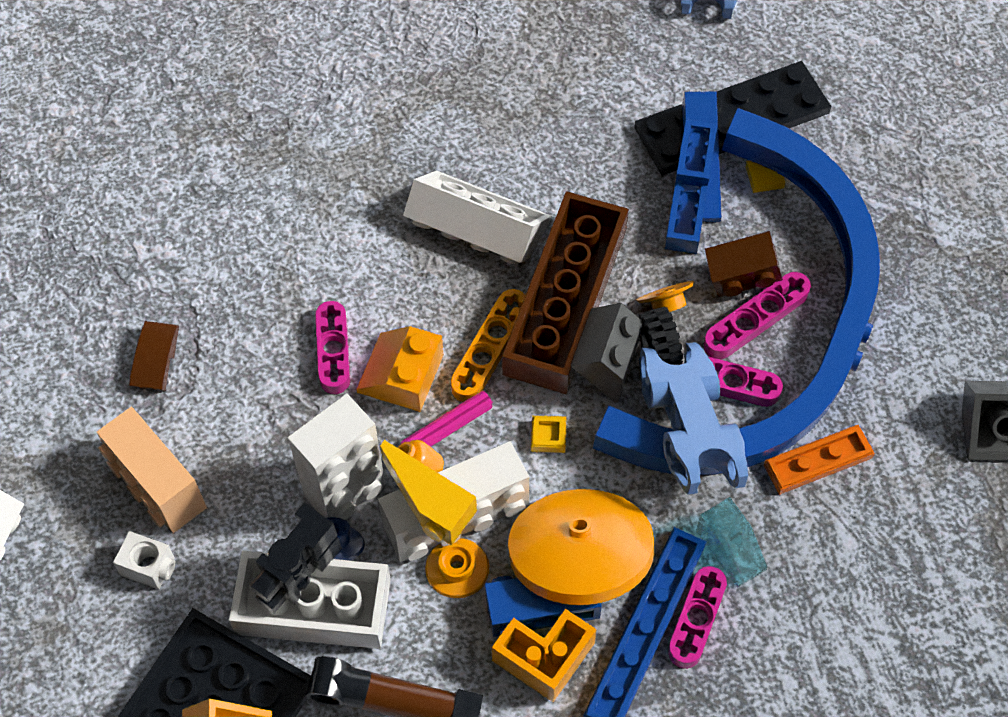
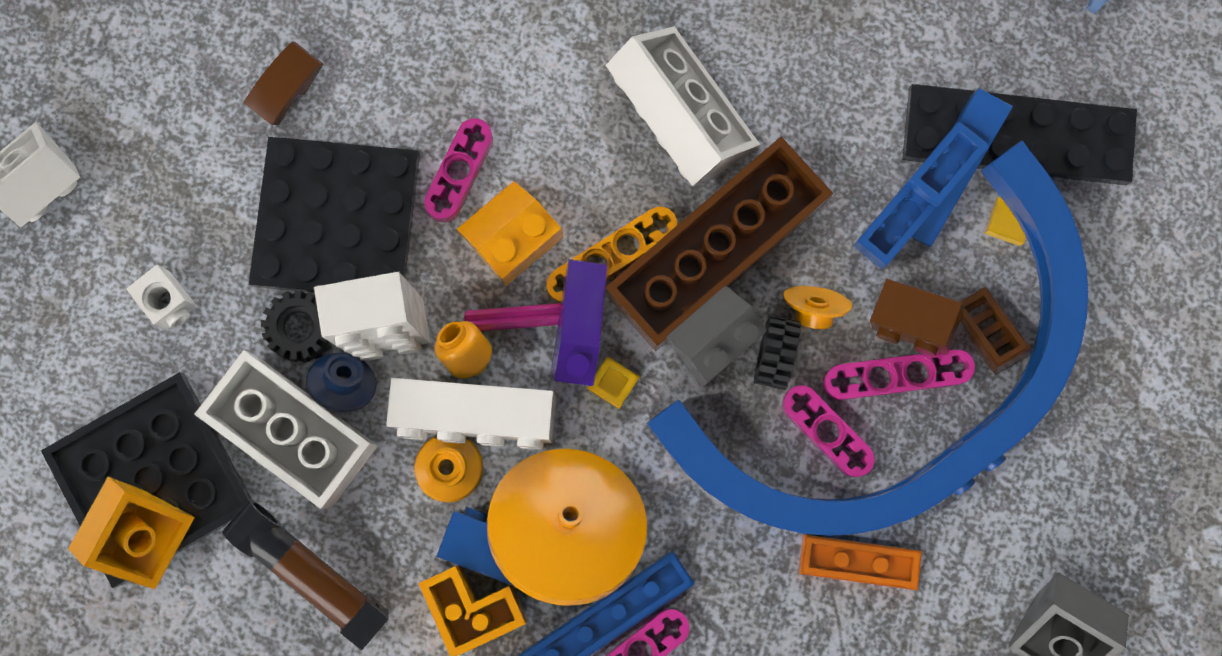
camera: 30 degrees right, 20 degrees up
(150, 471) = (207, 212): light nougat brick -> none
(241, 428) = (332, 213): none -> black plate
(260, 507) = (275, 327): none -> black tyre
(294, 559) = (259, 405): black hips -> none
(436, 502) = (434, 416): yellow slope -> none
(498, 398) = (579, 323): none -> dark purple slope
(696, 435) = (743, 491): medium blue piece -> none
(732, 541) = (717, 601): clear light blue slope -> none
(812, 265) = (1011, 336): none -> reddish brown slope

